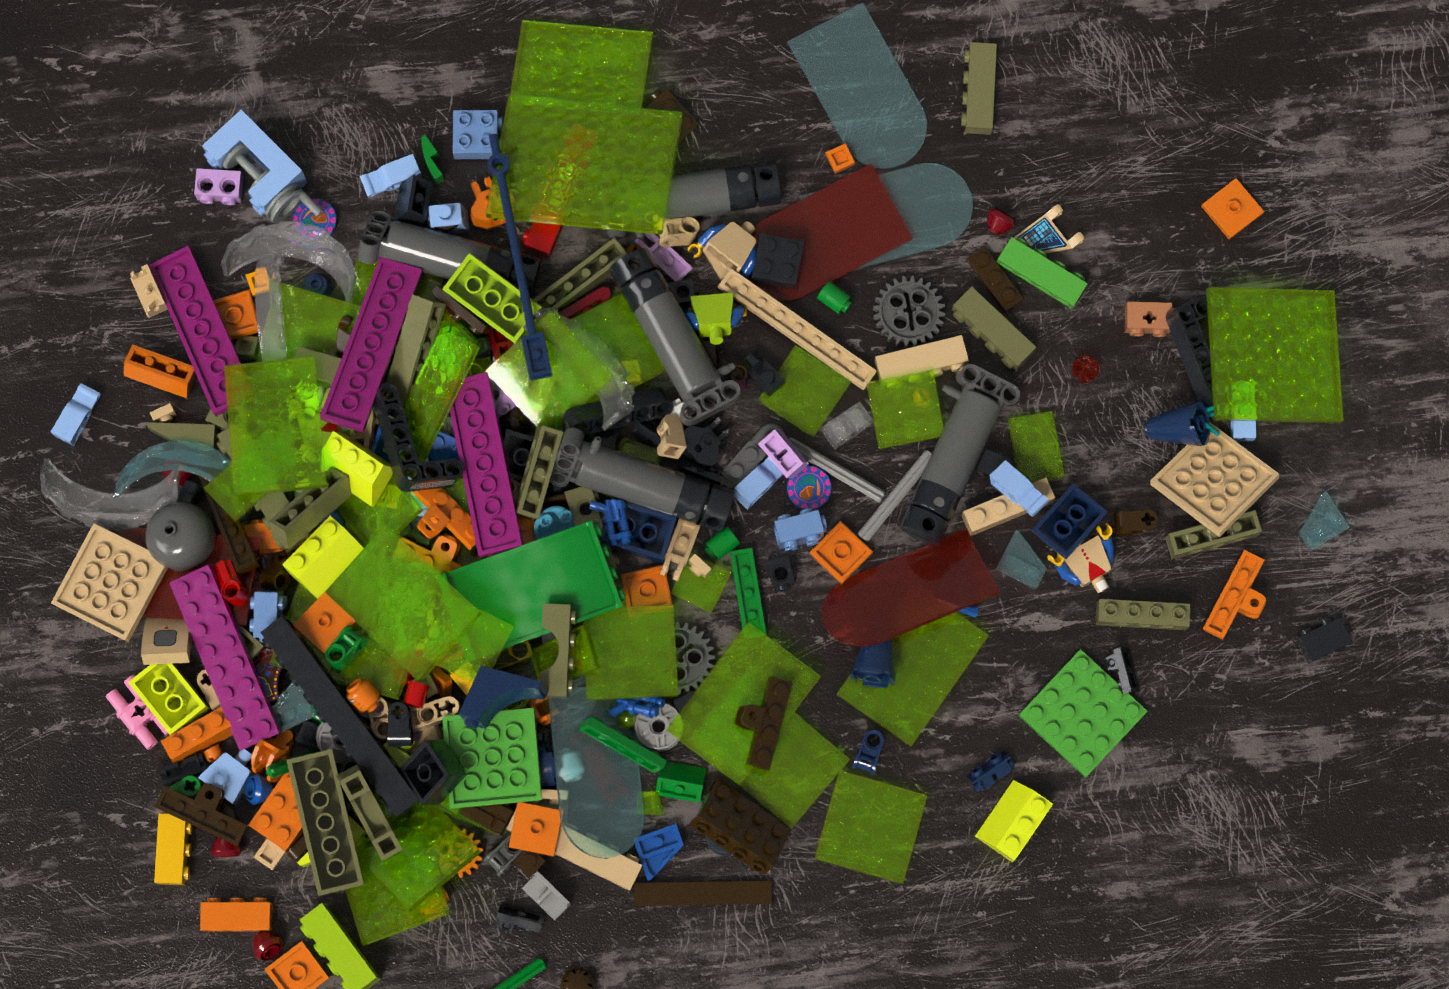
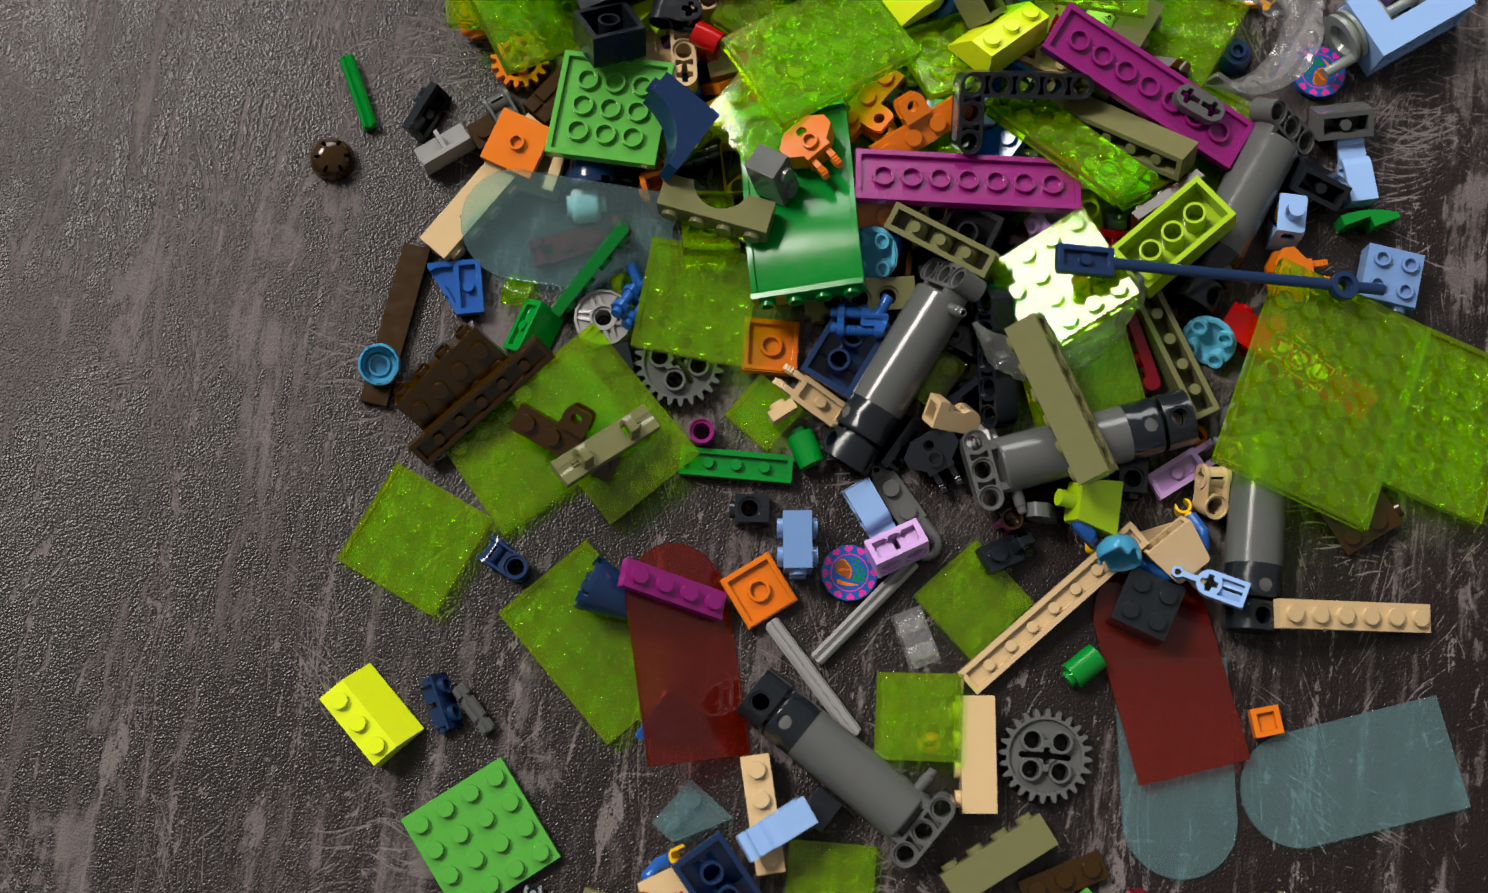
camera: 105 degrees right, 0 degrees up
(355, 193) = (1341, 121): none -> dark grey brick
(383, 302) = (1198, 104): none -> dark grey beam
(489, 587) = (812, 145): none -> orange hinge
(520, 612) = (772, 174): none -> dark grey brick
(559, 257) = (1210, 340): none -> medium azure dish
(646, 352) = (1060, 399): none -> olive brick
(727, 352) = (1041, 513): none -> dark grey beam
(730, 634) = (701, 422): none -> magenta beam
(742, 891) = (379, 364): none -> dark azure hair
(746, 287) = (1119, 553): none -> dark azure hair
(747, 111) = (1351, 616): none -> tan plate
(751, 800) = (481, 400): none -> dark brown tile
(760, 210) = (1217, 594): none -> light blue piece
(766, 689) = (604, 446): none -> olive hinge
(861, 612) = (672, 589): none -> magenta plate
(988, 745) = (473, 708): none -> dark grey axle

